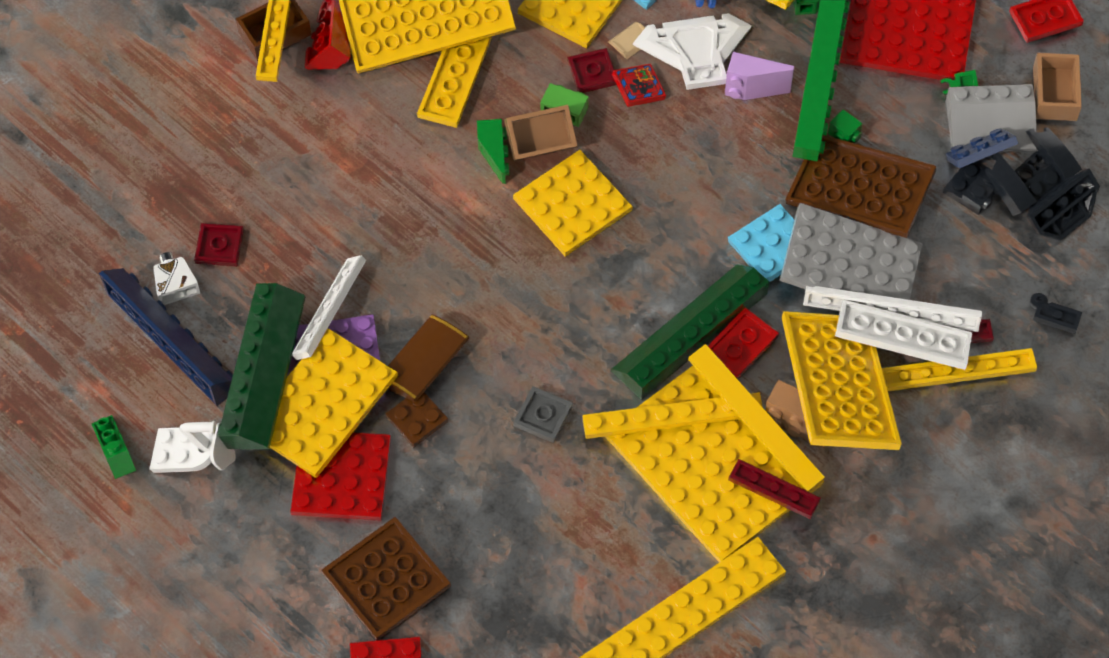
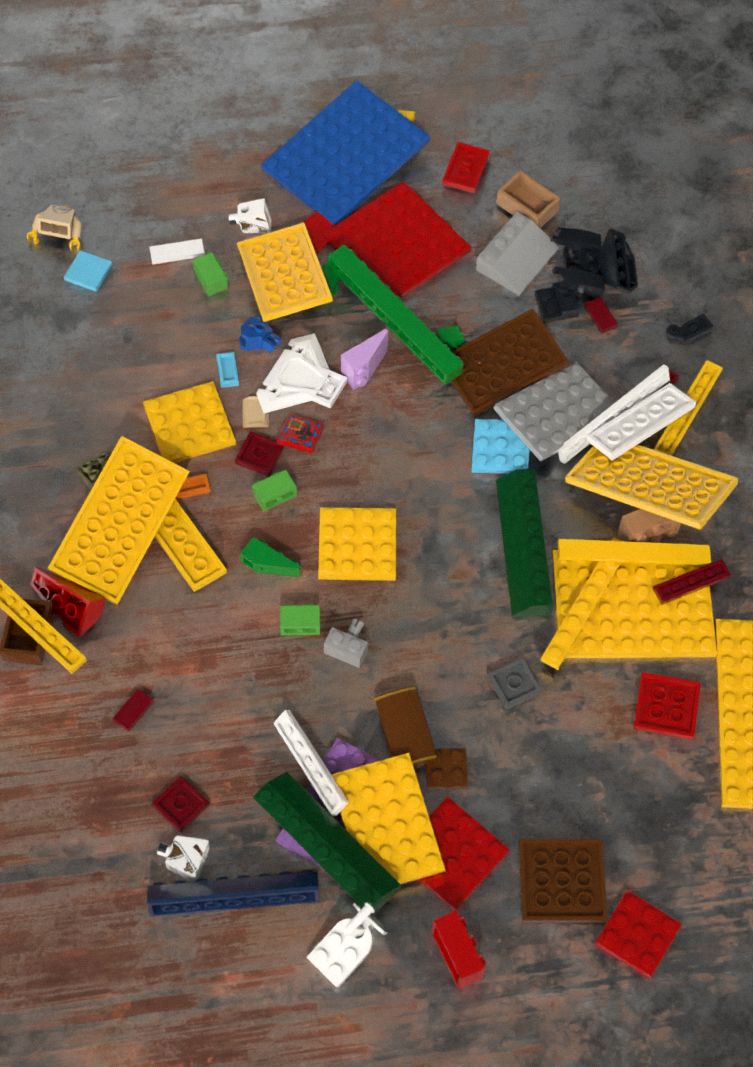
camera: 55 degrees left, 0 degrees up
(113, 446) = (295, 1000): green slope -> none
(250, 534) = (458, 949): none -> red piece
(272, 152) = (133, 710): none -> dark red tile
(458, 209) = (300, 619): none -> bright green brick
(464, 260) = (347, 645): none -> light grey brick
(514, 45) = (194, 486): none -> orange tile
(540, 132) = (289, 520): medium nougat piece -> none
(630, 553) = (667, 706): none -> red plate
(743, 342) = (560, 519): red plate -> none
(962, 79) = (474, 249): green plate -> none
(981, 148) = (539, 275): dark blue plate -> none
(996, 231) = (601, 315): none -> dark red tile

